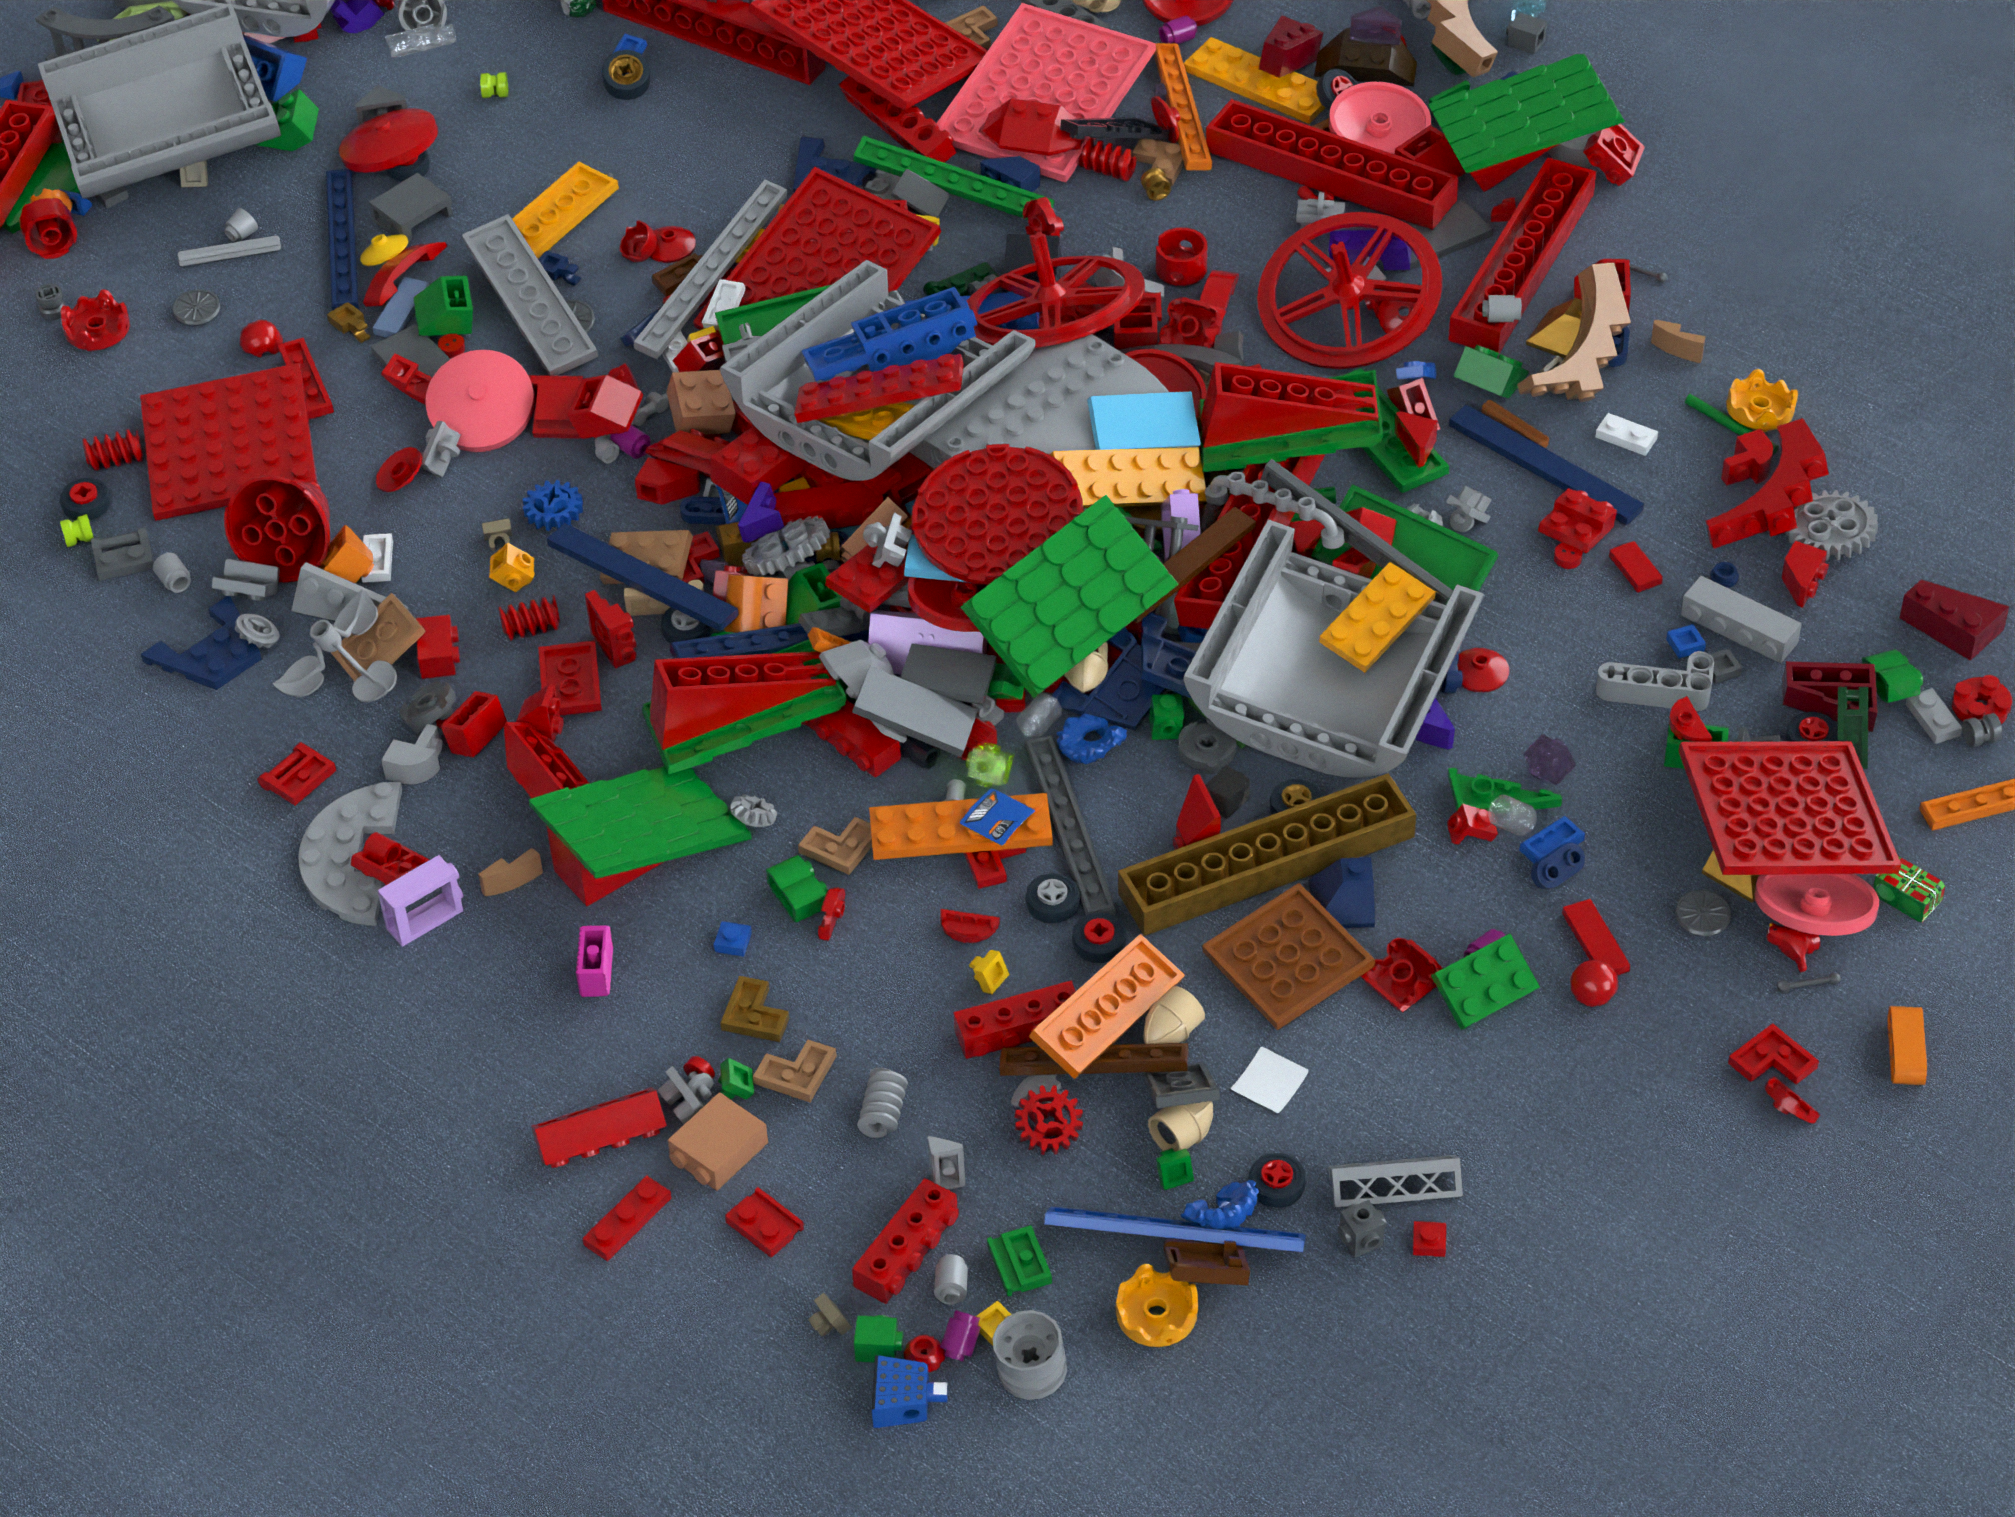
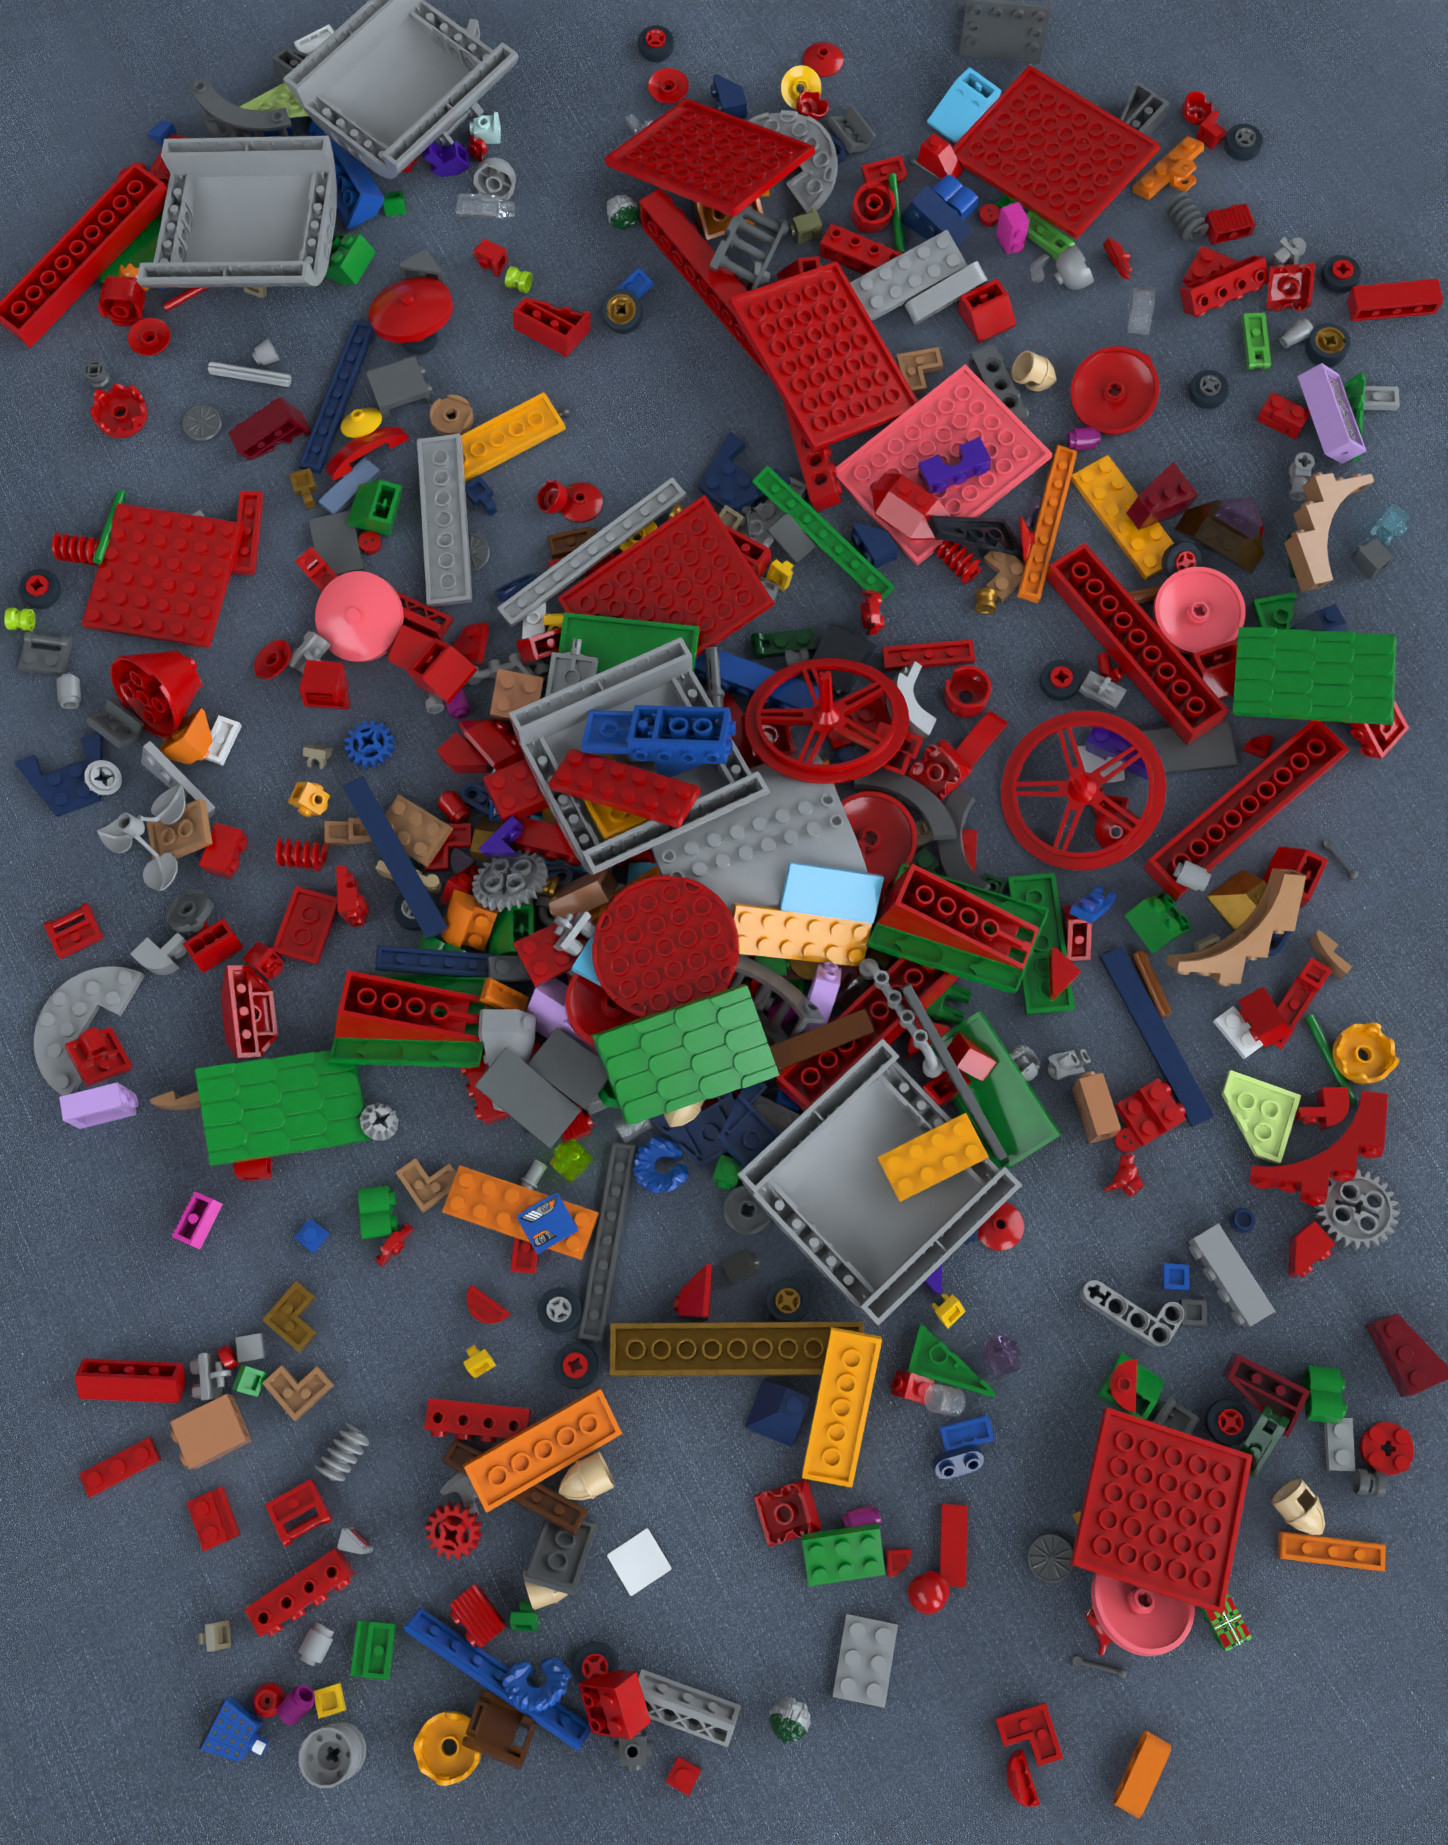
camera: 25 degrees right, 25 degrees up
(94, 252) = (146, 330): none -> red dish
(120, 205) = (184, 296): none -> red bar
(141, 425) = (105, 537): none -> green bar
(260, 337) = (233, 477): red hair -> none
(282, 281) = (268, 428): none -> dark red wedge
(316, 68) = (394, 203): none -> green slope
(451, 75) = (491, 256): none -> red brick
(472, 216) = (448, 406): none -> medium nougat plate
(475, 469) = (324, 685): none -> red plate
(553, 109) = (550, 325): none -> red wedge
(572, 588) = (345, 832): none -> medium nougat slope
(631, 899) = (253, 1169): none -> red brick
(679, 520) = (454, 807): none -> red brick
(717, 1054) = (250, 1348): none -> light grey tile
(726, 296) = (583, 596): white plate -> none
(853, 1169) = (294, 1504): none -> red plate
(876, 1337) = (239, 1674): green brick -> none
(1075, 72) = (938, 475): none -> dark purple arch
(1119, 1184) = (477, 1616): none -> red brick
(1130, 240) = (929, 654): none -> red plate
(1271, 221) = (1057, 688): none -> black wheel
(1288, 956) = (707, 1454): dark orange plate -> none
(1316, 1190) = (615, 1704): none -> red slope
(1408, 850) = (841, 1407): none -> light orange plate
(1470, 748) = (949, 1311): none -> yellow tile
(1513, 1135) = (789, 1719): none -> piece
(1520, 529) = (1095, 1107): none -> nougat brick
(1546, 974) = (897, 1560): none -> red tile
(1563, 1068) = (865, 1660): none -> light grey plate
(1586, 580) = (1126, 1177): none -> red animal
(1636, 566) = (1175, 1177): red tile -> none
(1643, 402) = (1263, 1016): none -> red brick
(1668, 386) = (1301, 994): none -> red slope
(1688, 484) = (1262, 1114): none -> yellowish green plate
(1928, 772) = (1300, 1507): none -> tan helmet

